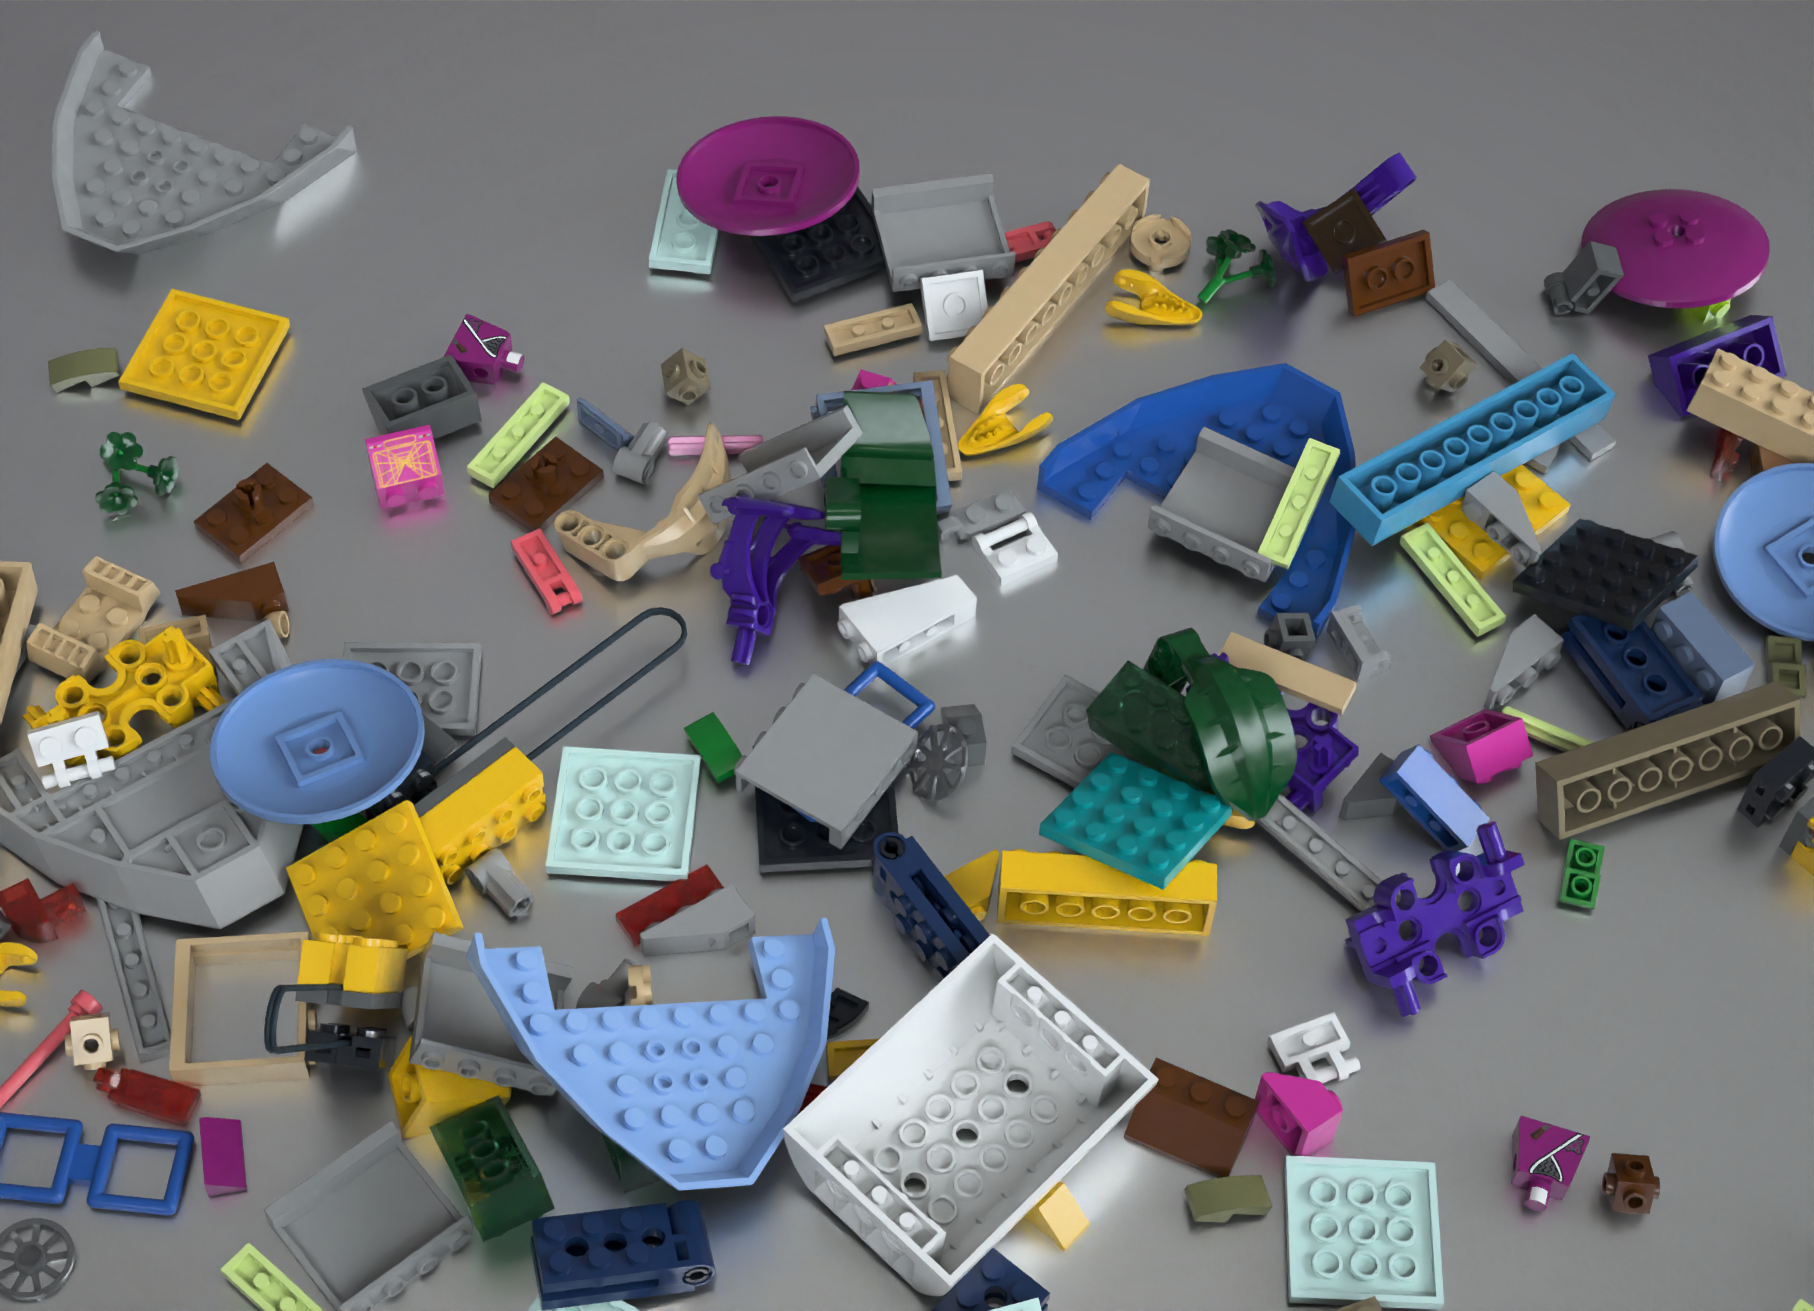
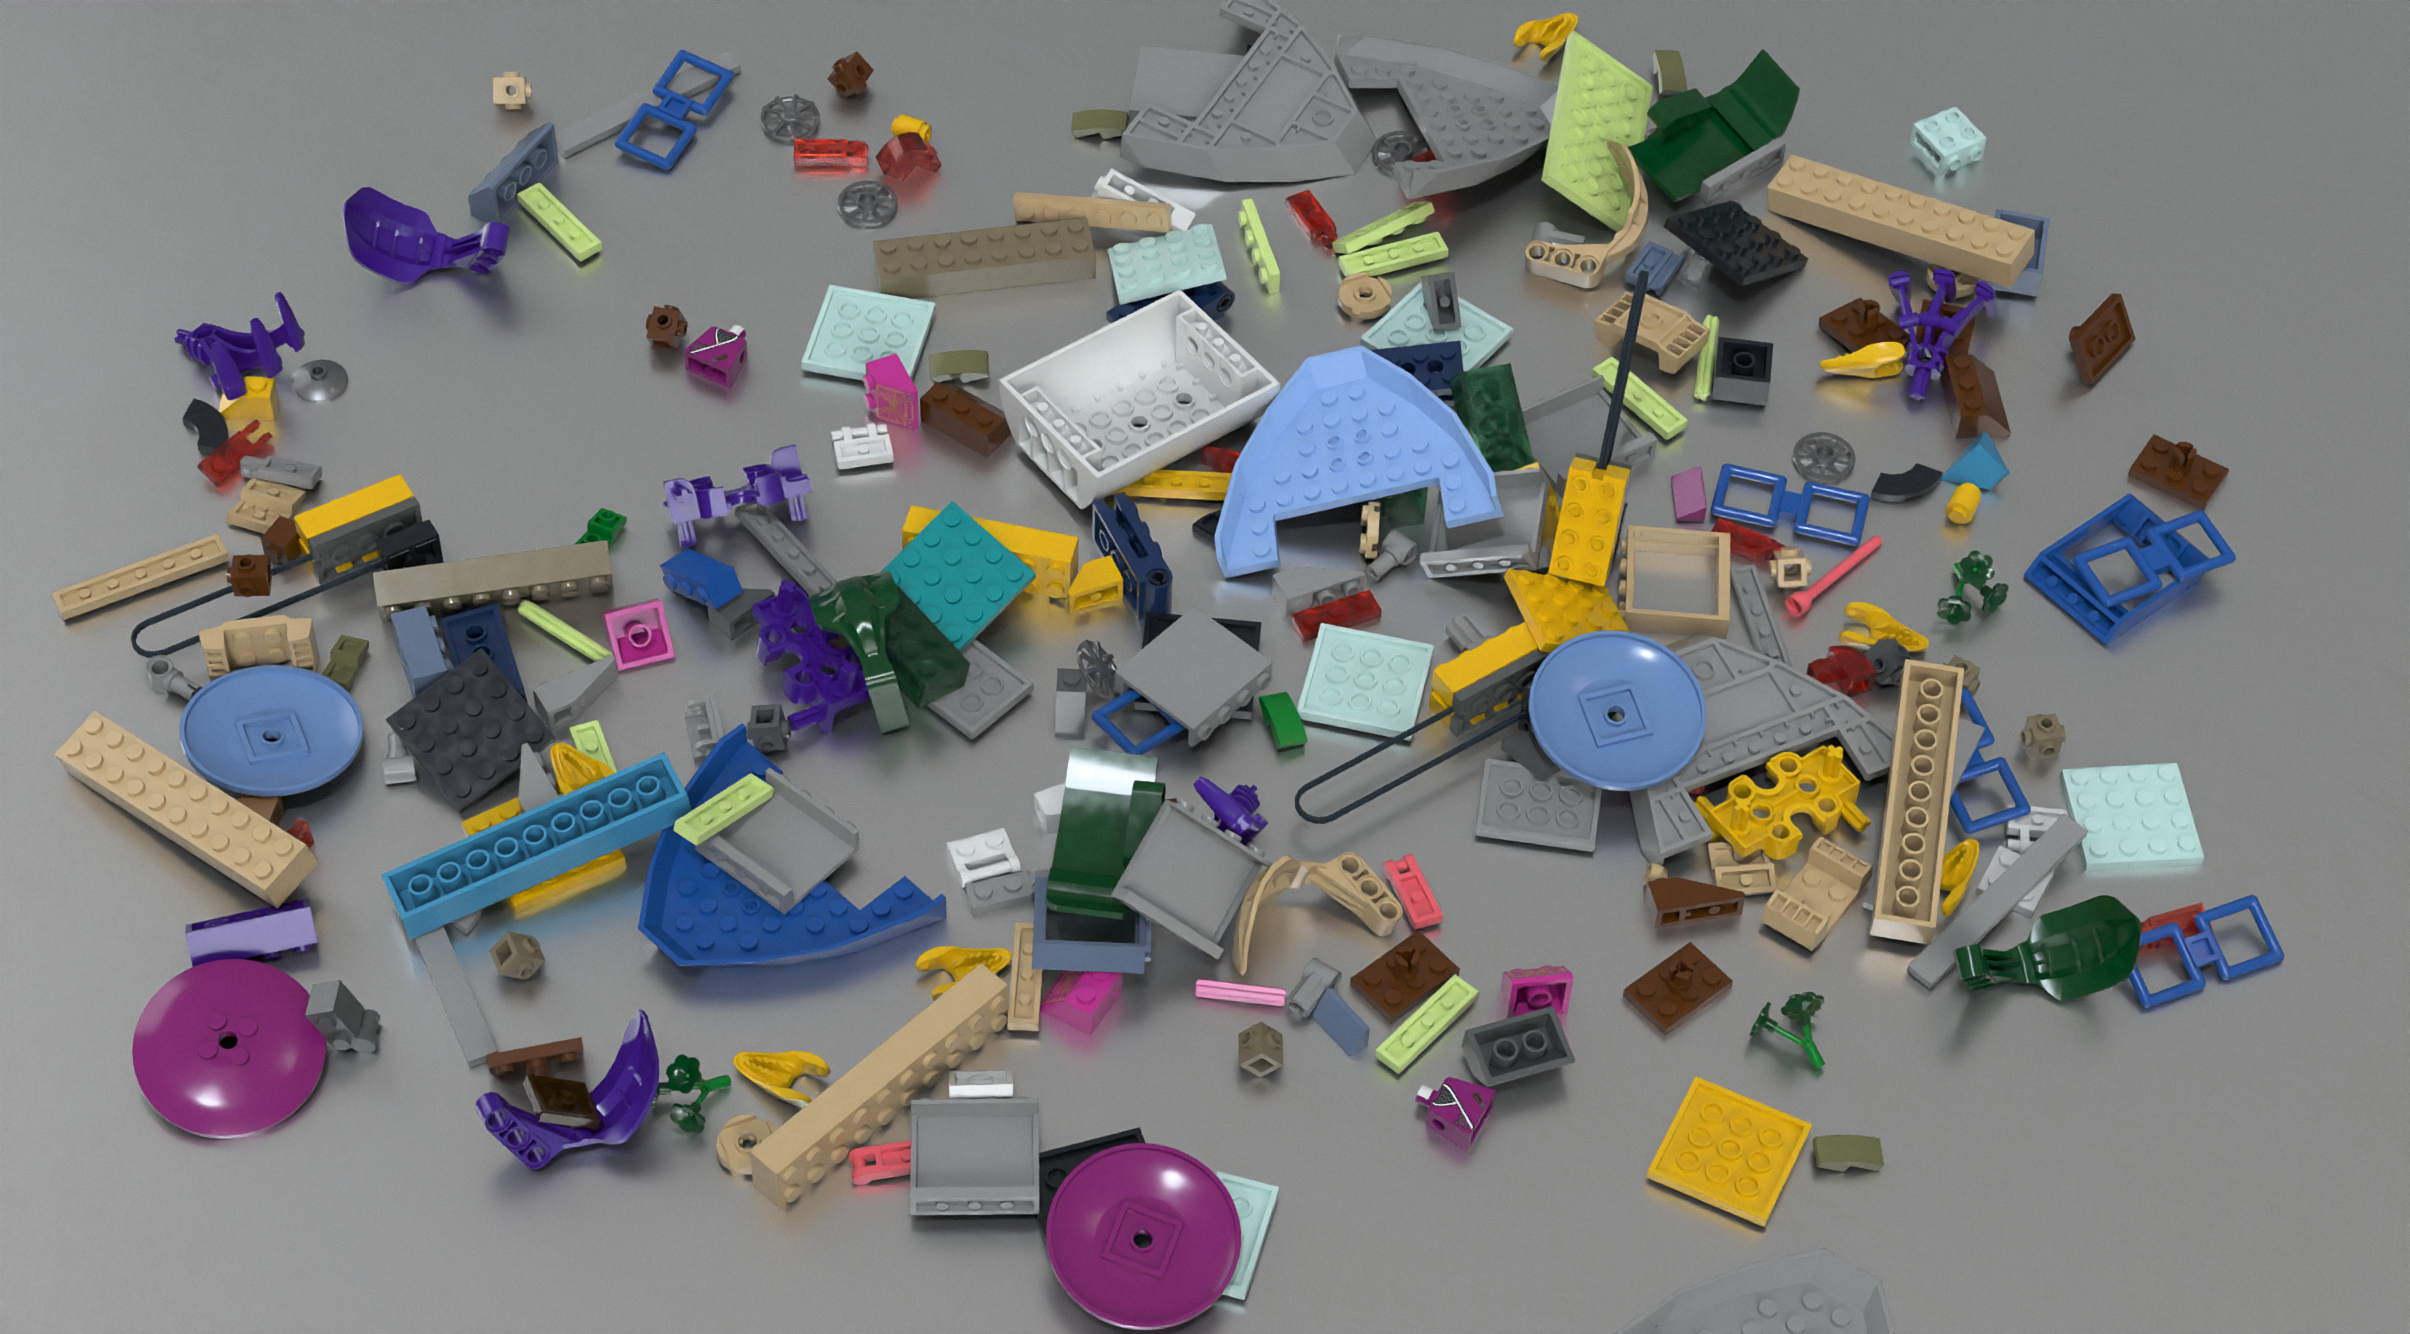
camera: 170 degrees left, 5 degrees down
(67, 740) = (1819, 737): white plate -> none
(873, 329) = (1068, 1085): tan plate -> none
(1291, 673) = (792, 664): tan tile -> none
(1477, 550) = (575, 768): none -> yellow animal

